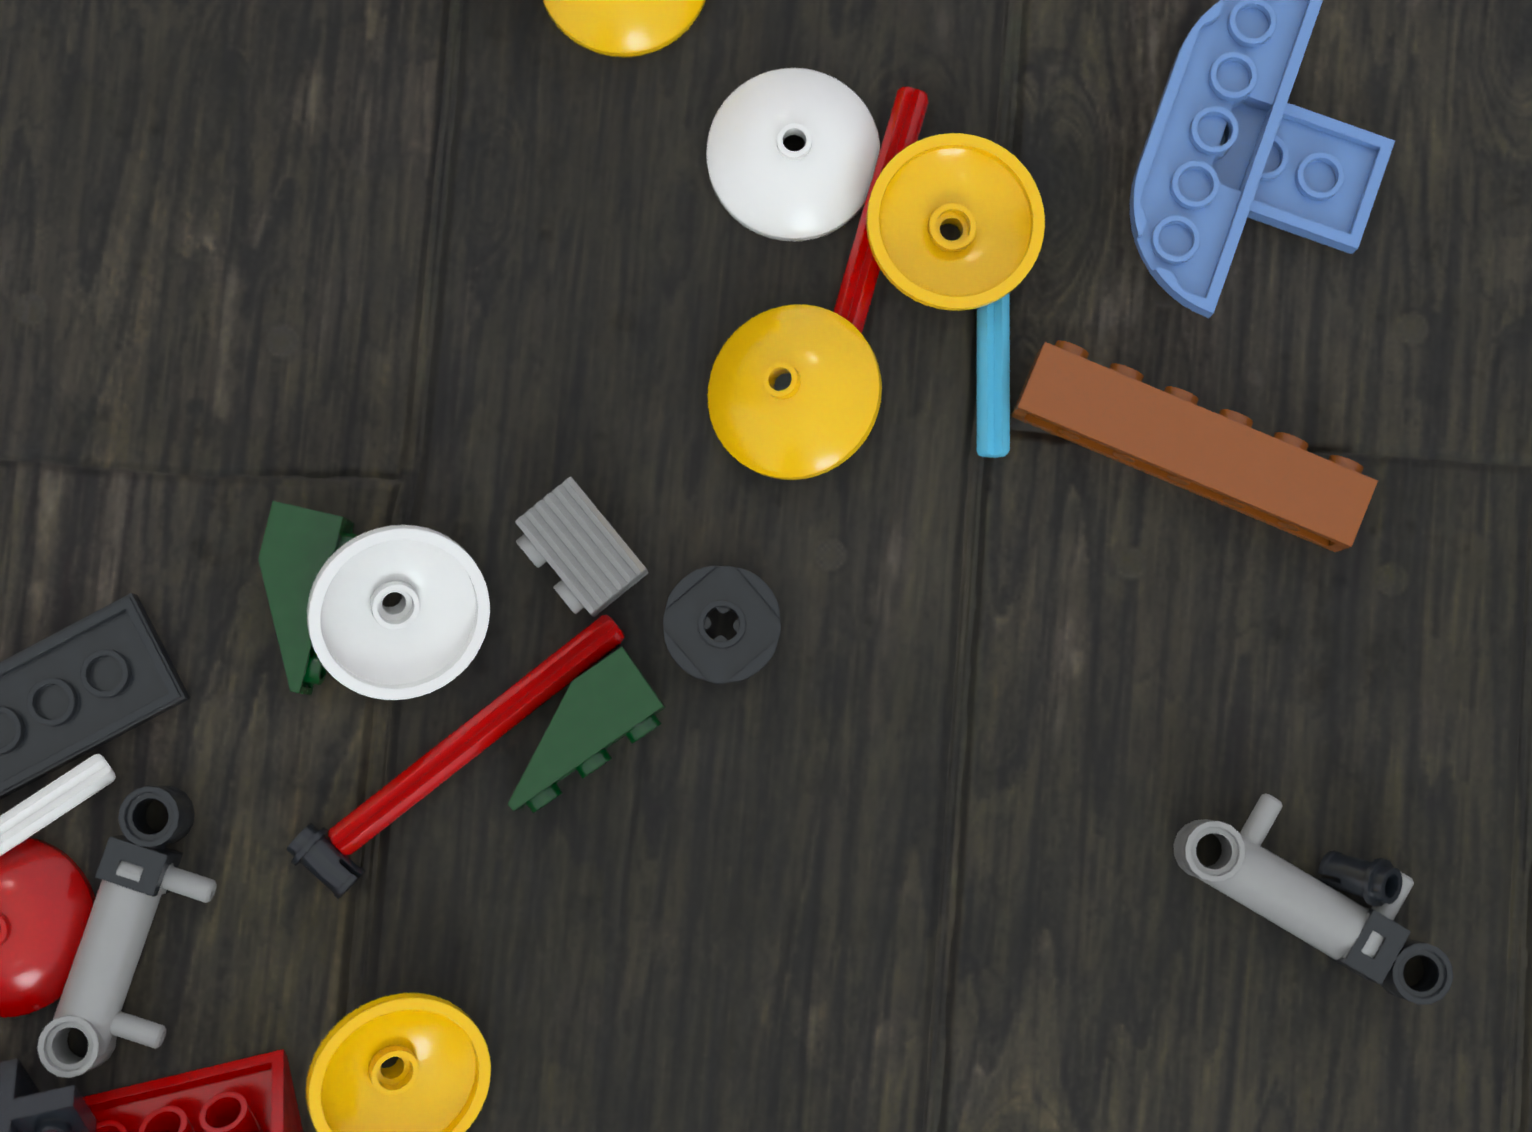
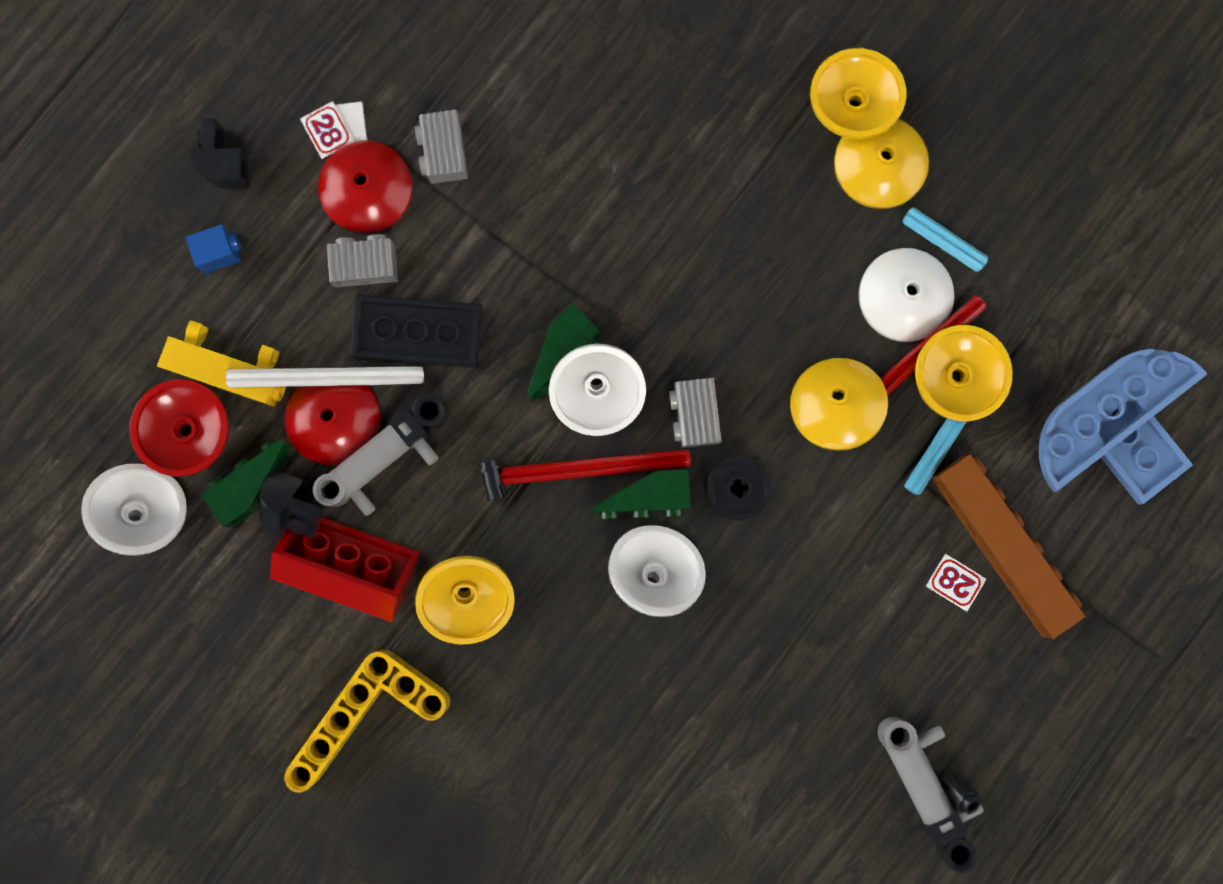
camera: 35 degrees right, 0 degrees up
(665, 808) = (666, 558): none -> white dish
(798, 30) = (945, 239): none -> medium azure axle
(1151, 553) = (956, 582): none -> sticker

